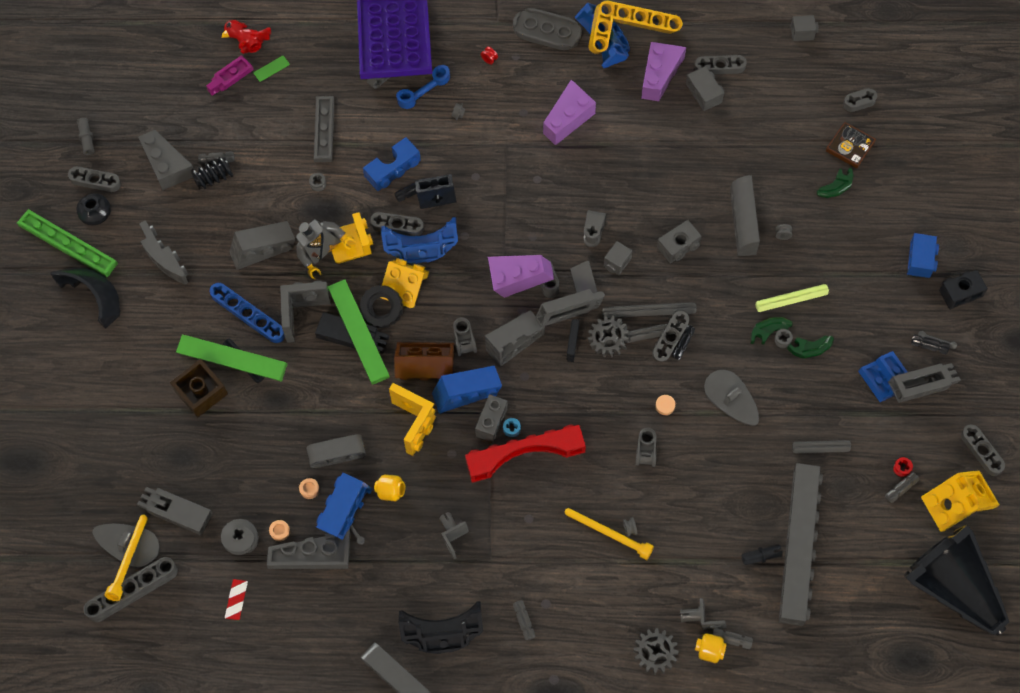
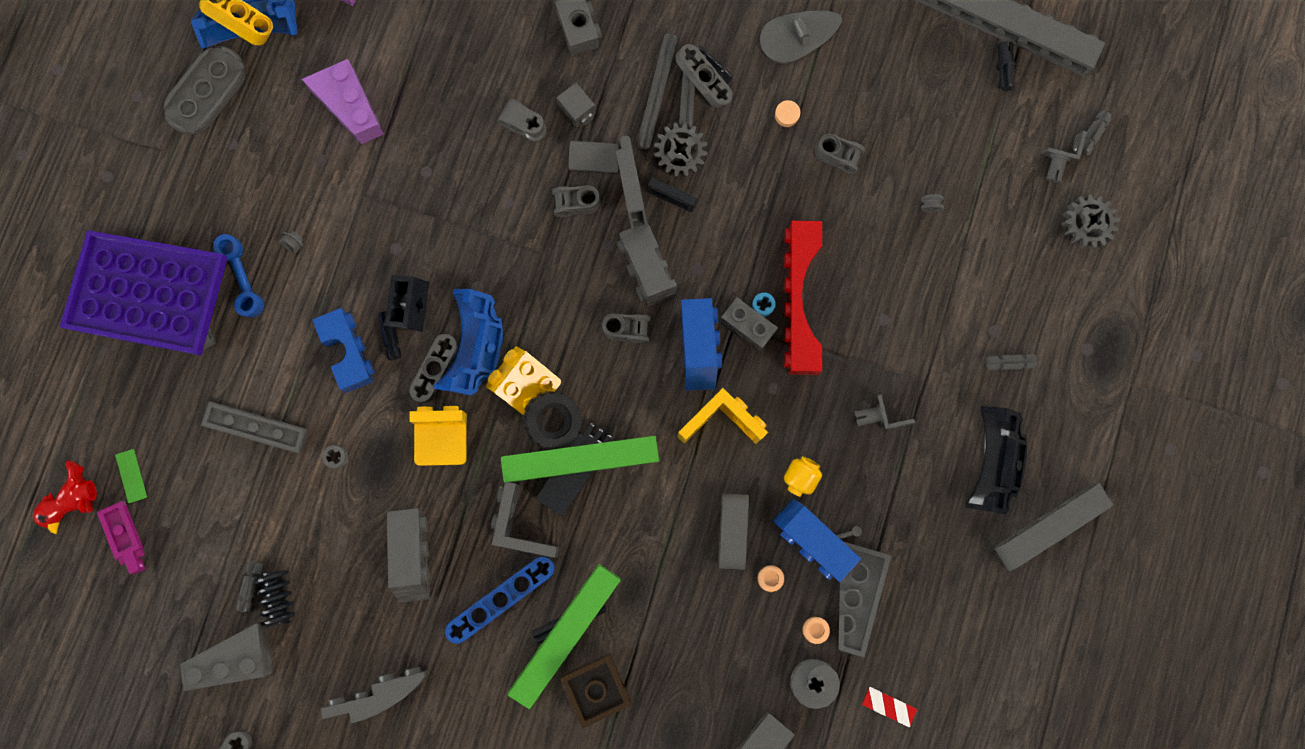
camera: 80 degrees left, 15 degrees up
(317, 240) = (431, 478): dark grey torso -> none
(423, 360) = (642, 385): reddish brown slope -> none
(489, 55) = (220, 176): red bush -> none
(518, 273) = (564, 231): medium lavender wedge -> none
(643, 549) = (964, 196): yellow piece -> none
(711, 648) = (1104, 158): yellow head -> none

